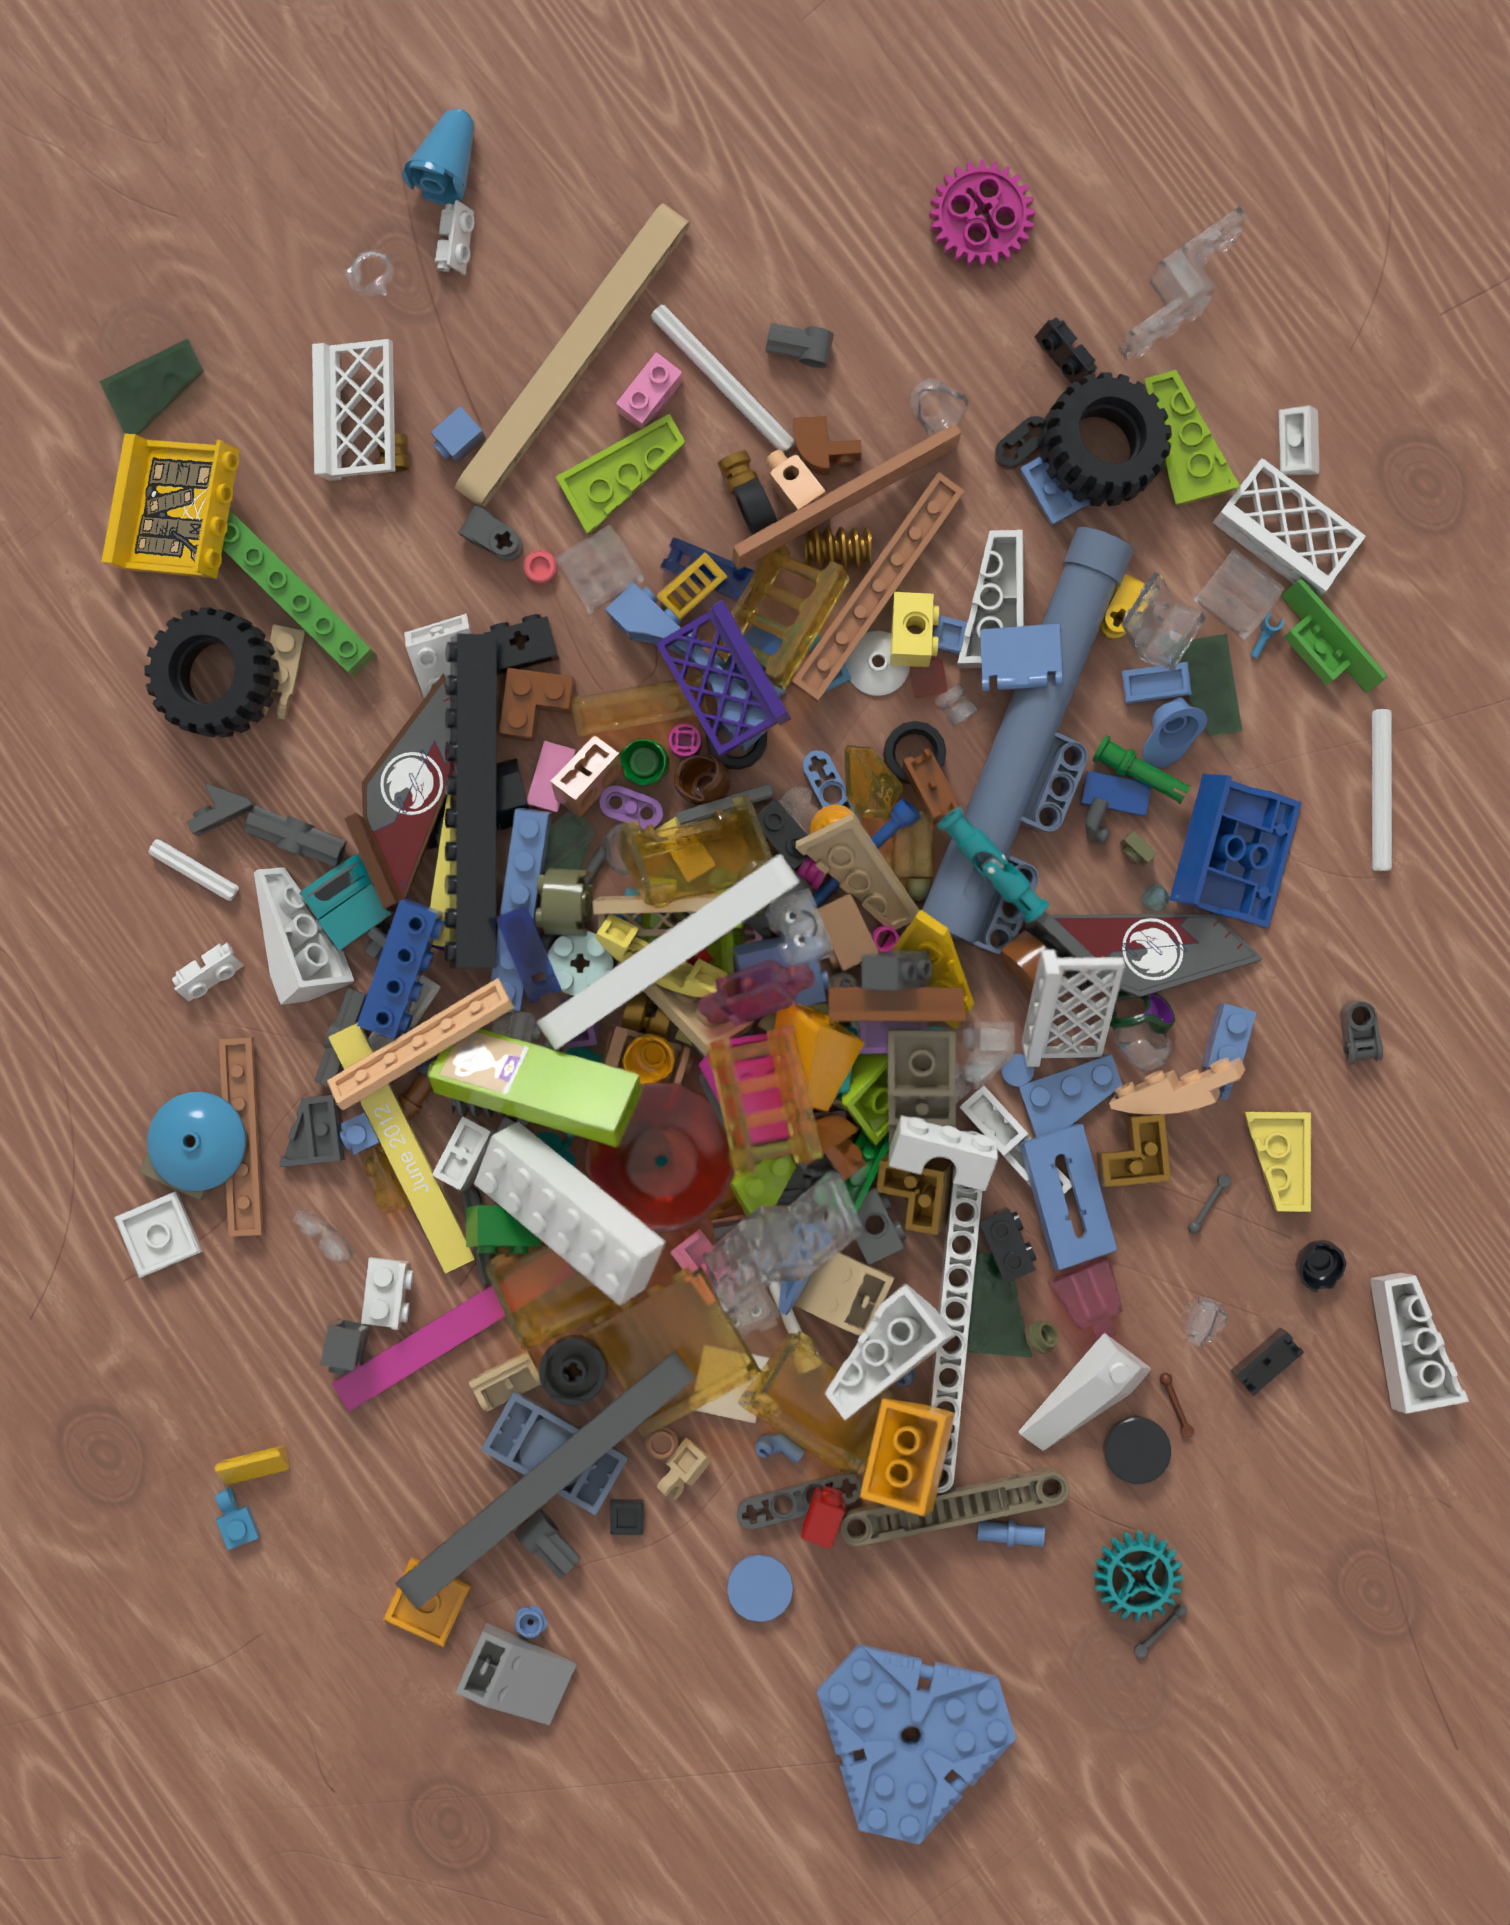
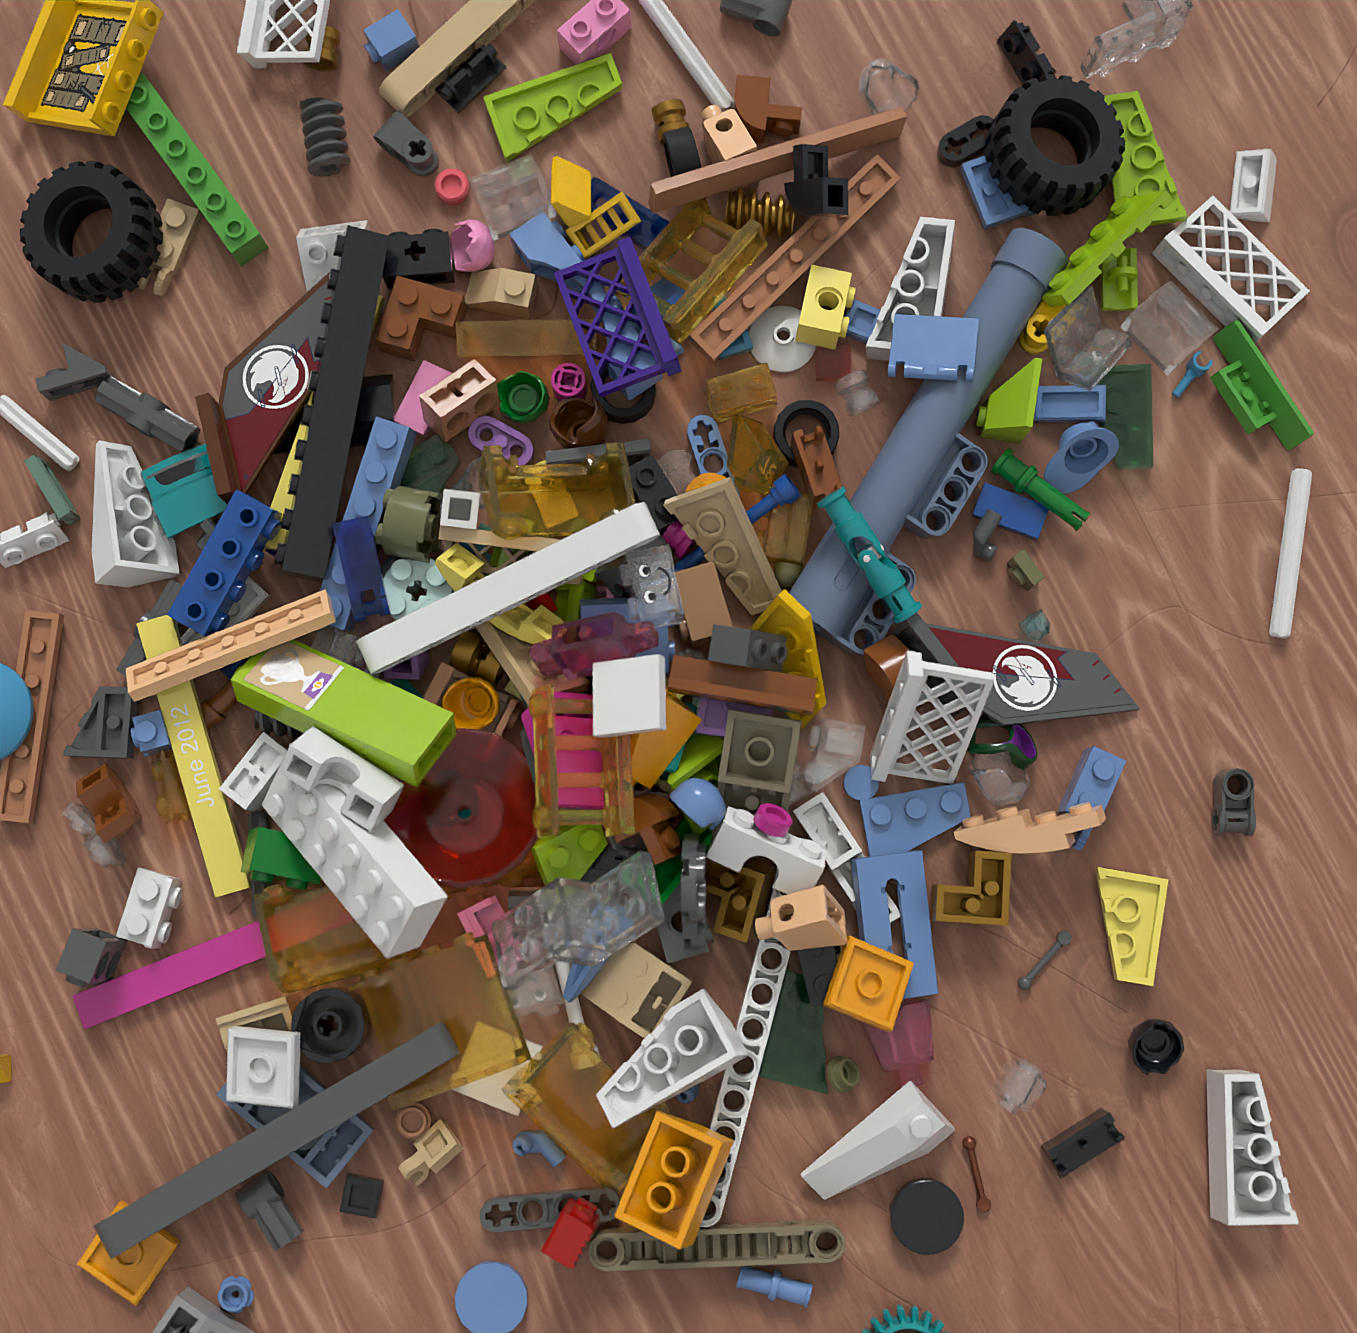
camera: 10 degrees right, 5 degrees down
(221, 922) = (52, 489): none -> sand green tile
(331, 1204) = (108, 802): none -> dark orange brick
(410, 540) = (324, 136): none -> dark grey piece
(520, 1418) = (263, 1067): none -> white plate
(529, 1137) = (322, 760): none -> white arch
(539, 458) = (471, 77): none -> black hinge
(571, 625) = (472, 246): none -> bright pink hair
(606, 663) = (503, 292): none -> tan slope
(608, 882) = (460, 508): none -> white brick
(655, 557) = (570, 191): none -> yellow slope
(797, 1035) = (629, 696): none -> white tile
(847, 723) = (741, 390): none -> clear yellow hips
(875, 1117) = (700, 802): none -> medium blue hair
(883, 523) = (812, 189): none -> black brick
(883, 1198) = (693, 892): none -> dark grey plate
(889, 940) = (748, 622): dark pink hinge -> none
(944, 1122) = (772, 820): none -> dark pink tile
(987, 1207) = (804, 920): none -> light nougat torso
(1053, 1253) = (868, 984): none -> light orange tile
(1102, 698) = (1011, 408): none -> lime slope
(1166, 531) = (1105, 244): none -> lime wing
(1184, 557) = (1119, 282): none -> lime hips
(1235, 850) = (1127, 590): blue piece -> none

